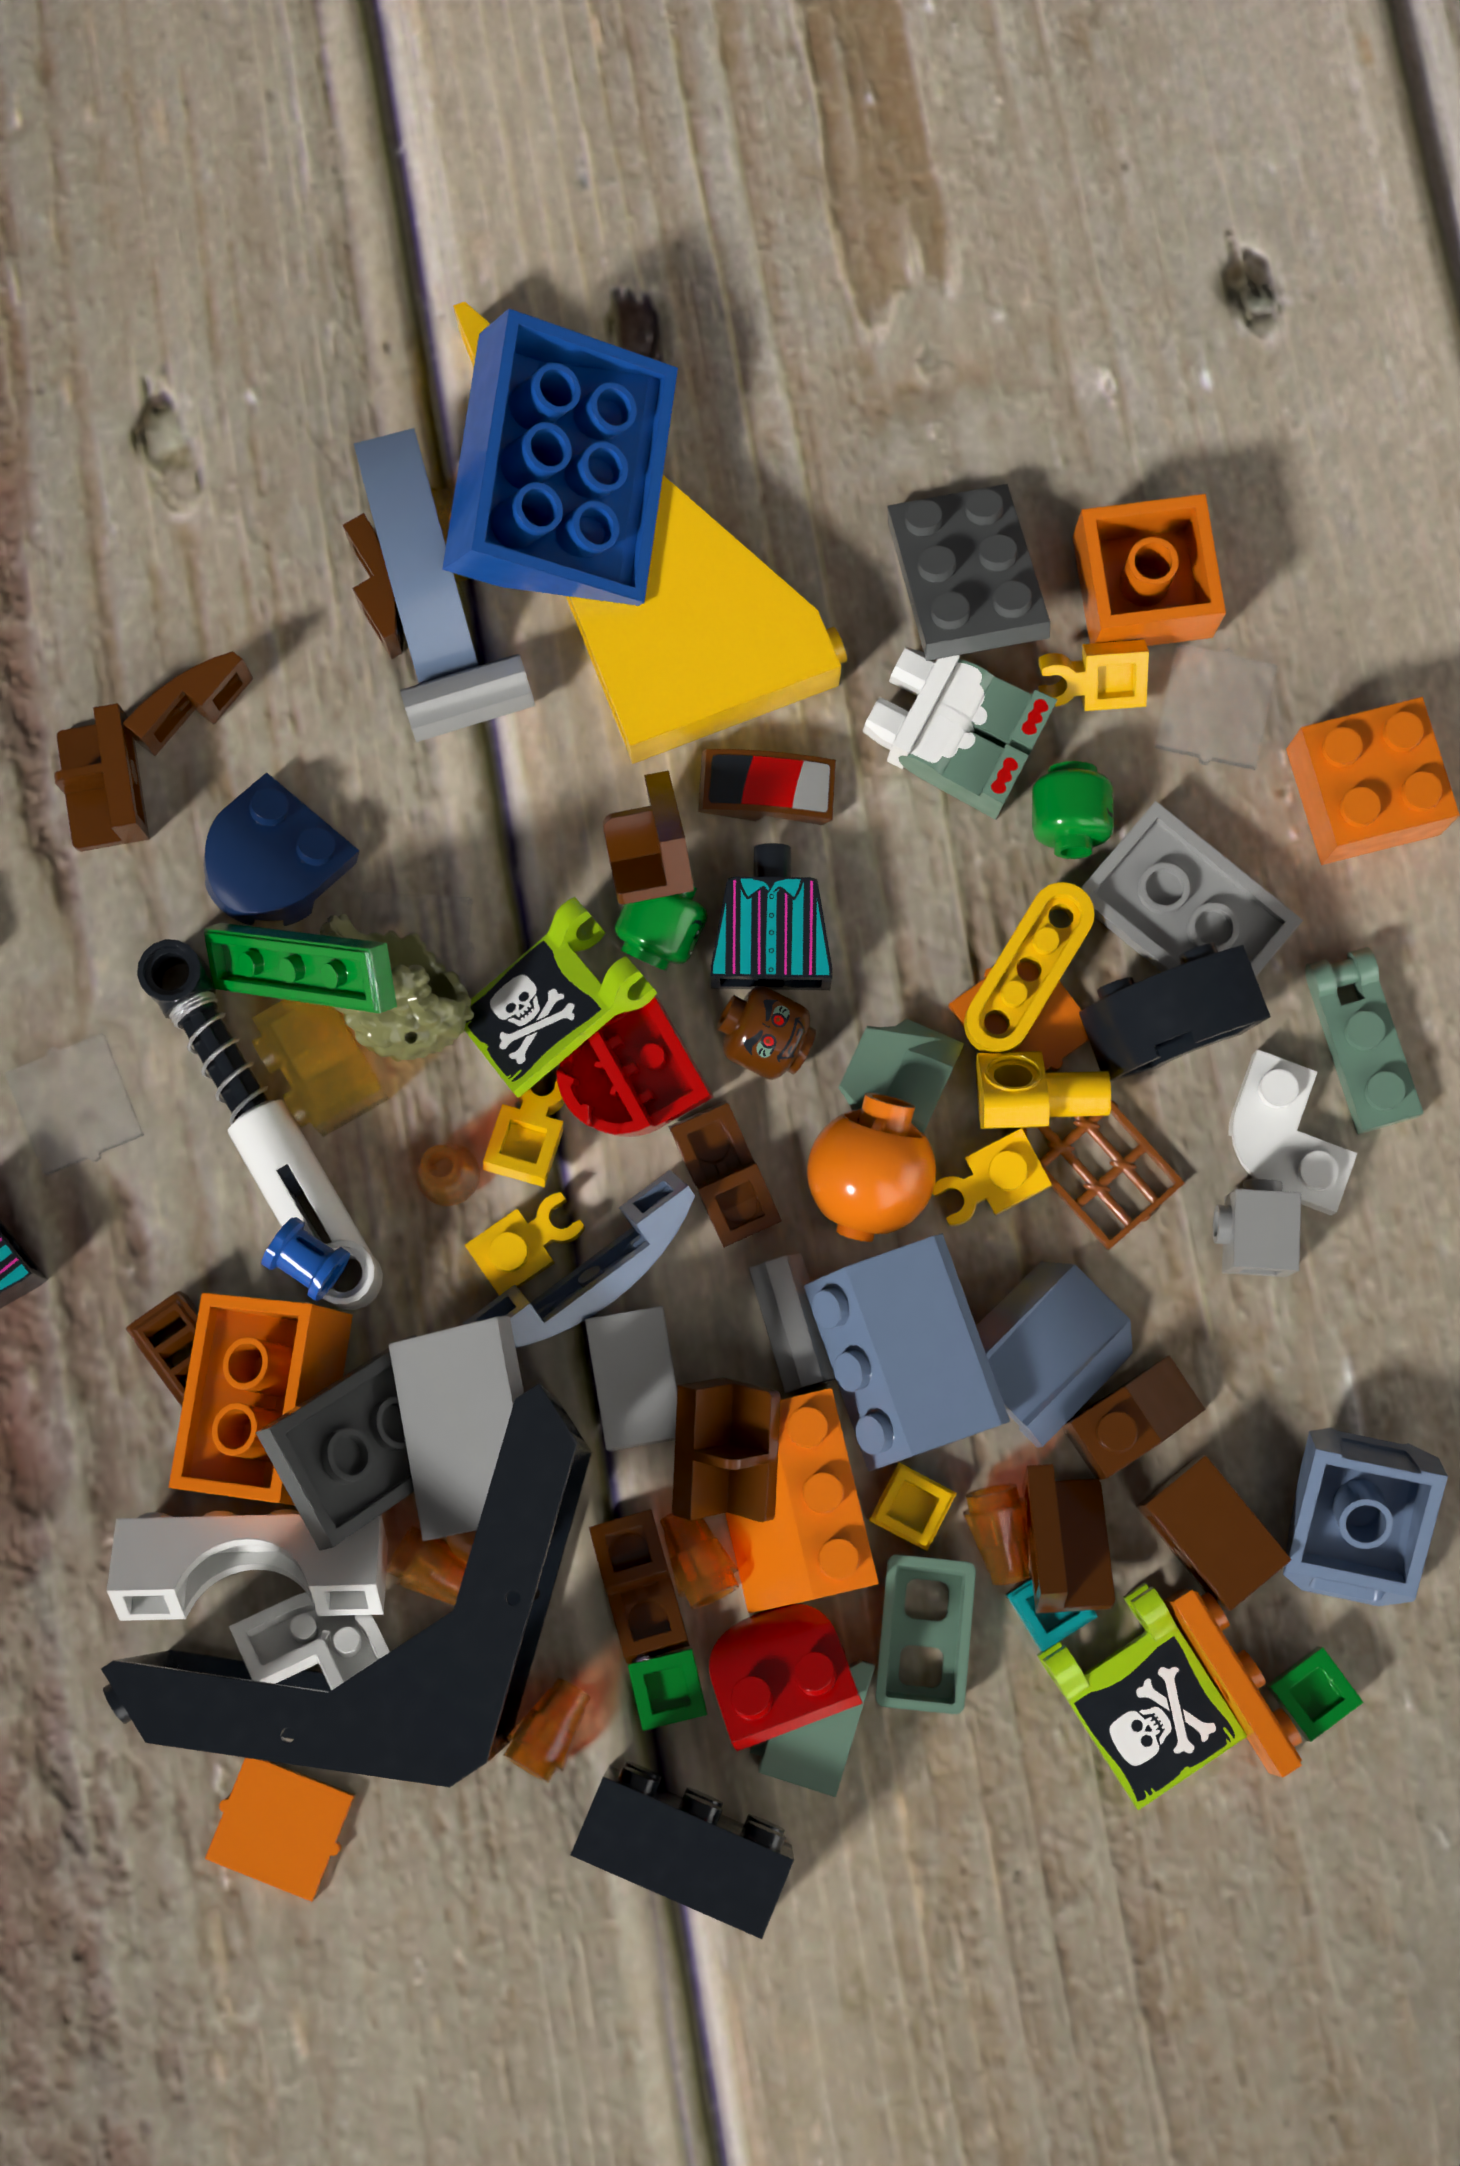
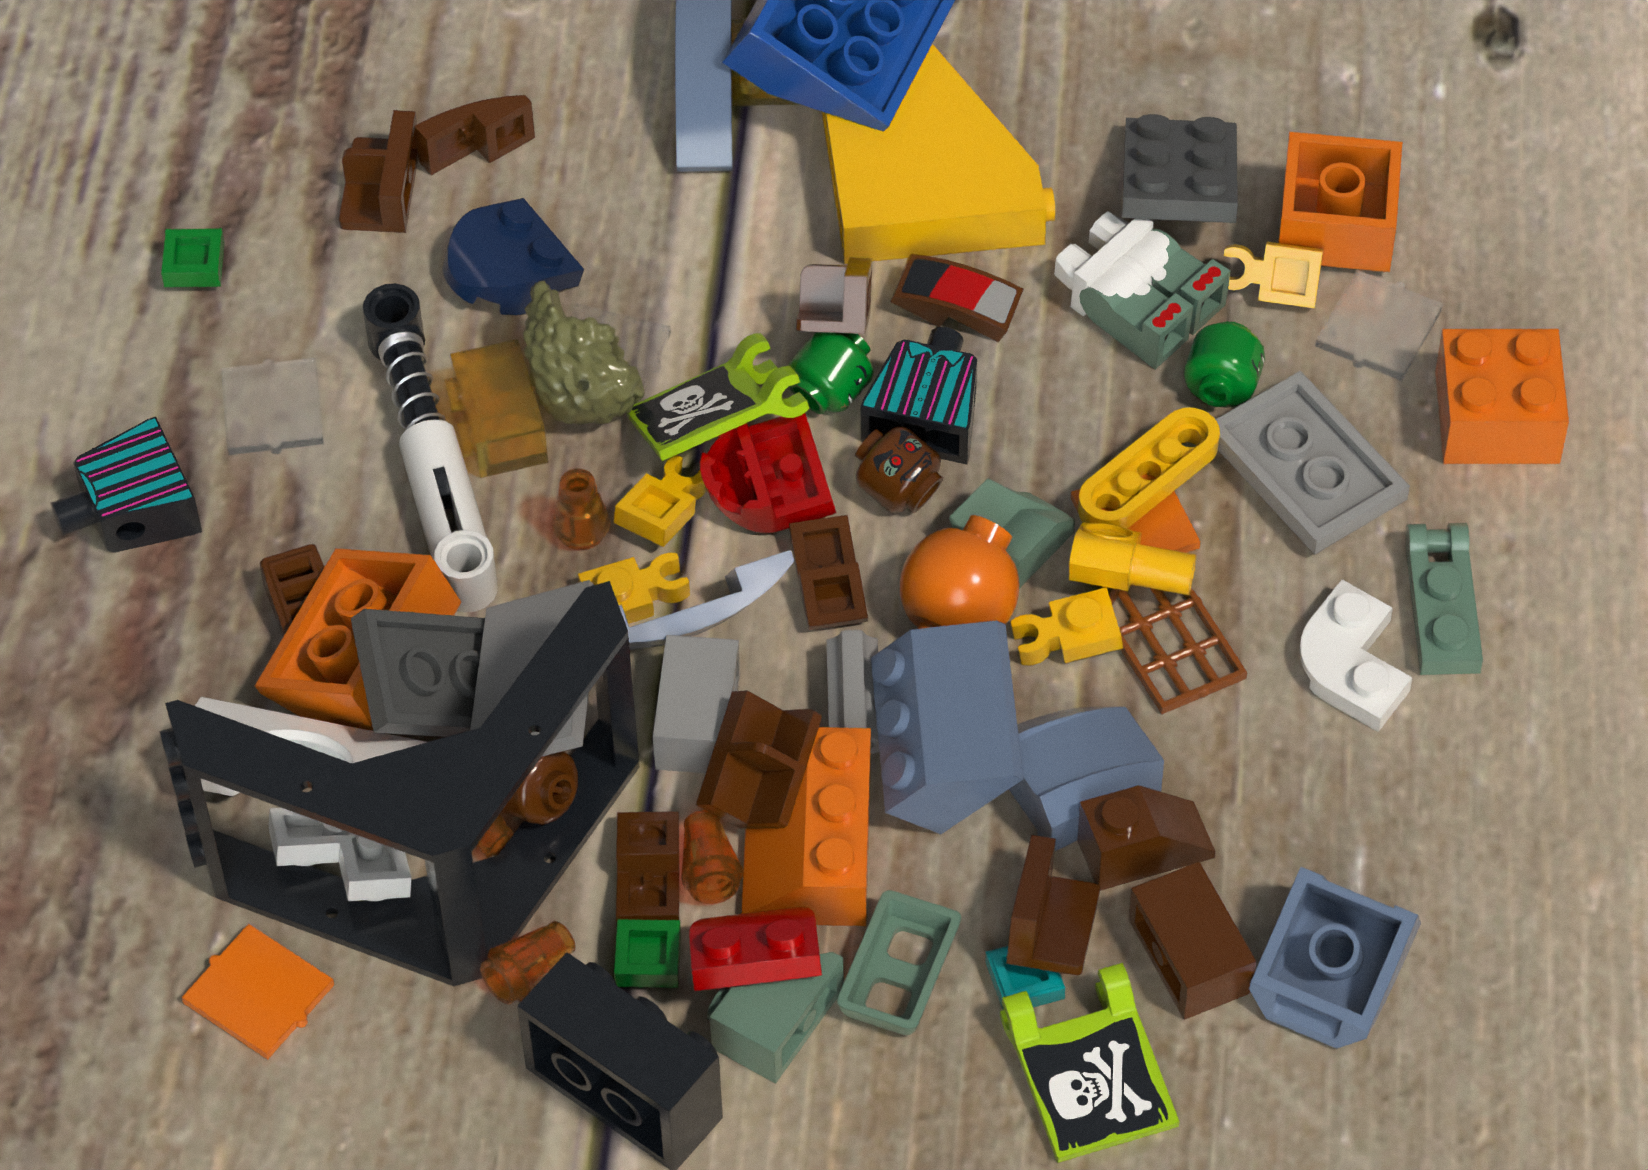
camera: 15 degrees right, 25 degrees down
(301, 967) = (505, 310): green tile -> none
(305, 1258) = (436, 525): blue bush -> none
(375, 594) = (660, 84): reddish brown slope -> none
(467, 697) = (714, 178): light grey axle -> none
(912, 1506) = (919, 866): yellow tile -> none
(1000, 1531) = (991, 895): clear orange cone -> none
(1174, 1011) = (1268, 521): black brick -> none
(1236, 1680) = (1180, 1062): orange tile -> none
(1259, 1229) = (1300, 709): light grey brick -> none
(1314, 1693) = (1252, 1094): green plate -> none

